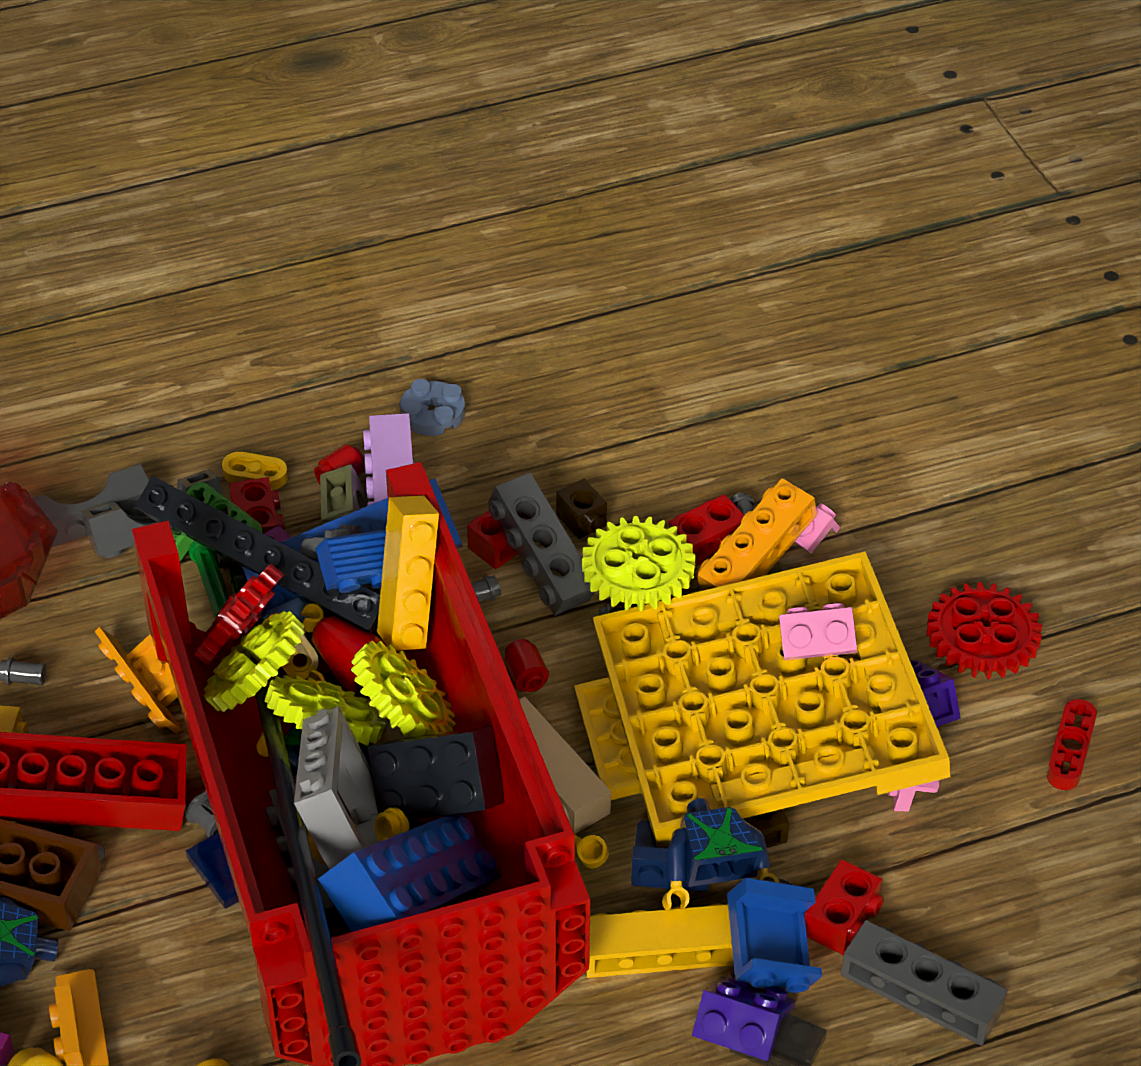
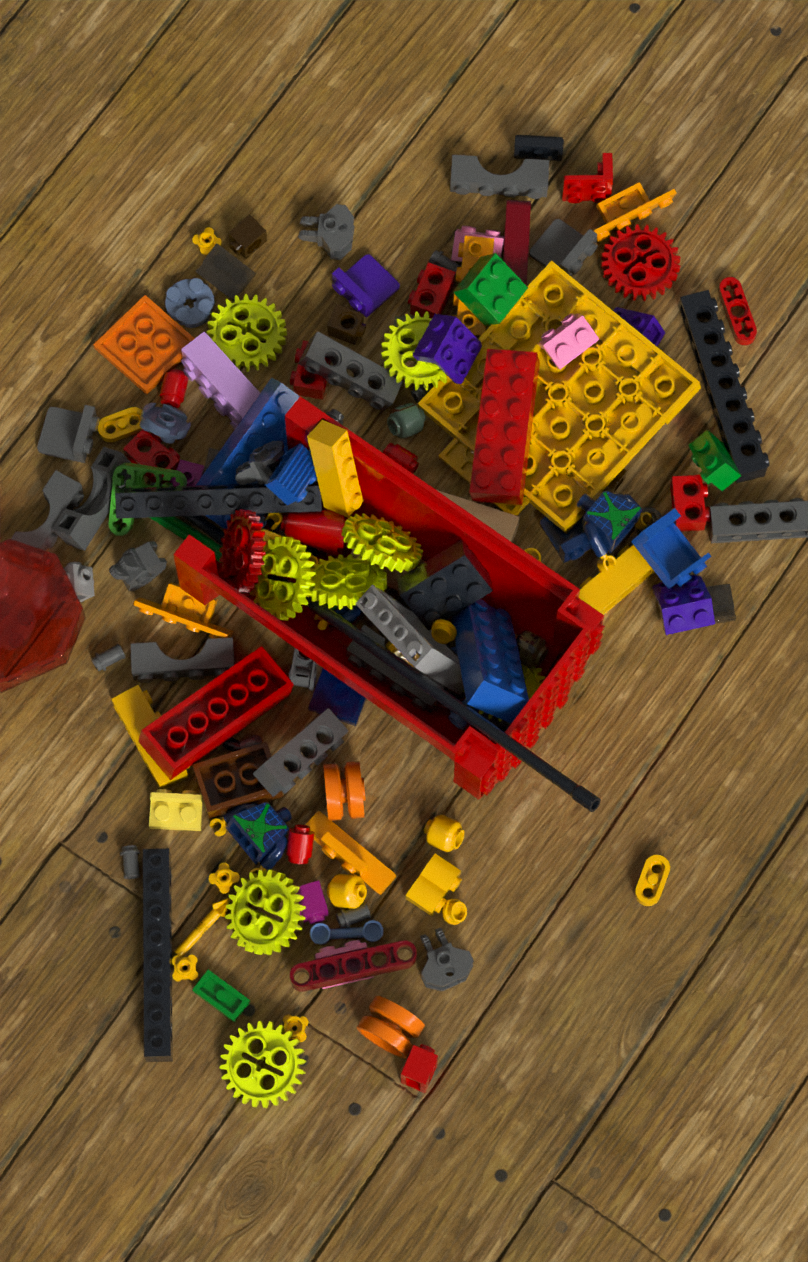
camera: 35 degrees left, 25 degrees up
(33, 988) = (300, 844): none -> red brick
(60, 579) = (81, 580): none -> light grey brick
(60, 700) = (151, 663): none -> dark grey arch
(123, 596) = (138, 566): none -> dark grey hinge
(134, 956) = (346, 790): none -> orange wheel
(139, 869) = (273, 773): none -> dark grey brick
(193, 447) = (68, 433): none -> dark grey bracket
(295, 486) = (165, 422): none -> sand blue plate
(340, 409) = (144, 344): none -> orange plate
(341, 493) = (205, 417): olive brick -> none
(483, 448) = (258, 316): none -> neon yellow gear
(495, 398) = (225, 272): none -> clear smoke plate
(501, 365) = (204, 247): none -> yellow plate
(546, 379) = (247, 237): none -> dark brown brick
(567, 632) = (406, 420): none -> sand green head
(635, 487) = (365, 285): none -> dark purple bracket
(641, 415) = (333, 233): none -> dark grey hinge
(666, 681) = (504, 426): none -> red brick
(669, 568) = (449, 346): none -> dark purple bracket
(766, 538) = (490, 289): none -> green brick
(850, 530) = (517, 237): none -> dark red beam
(906, 570) = (564, 247): none -> dark grey bracket
(910, 871) = (714, 461): none -> green brick
(911, 485) = (471, 177): none -> dark grey arch
(947, 460) = (538, 147): none -> black bracket
(981, 522) = (590, 187): none -> red bracket
(988, 812) = (702, 305): none -> black brick
(1011, 568) = (628, 205): none -> light orange bracket

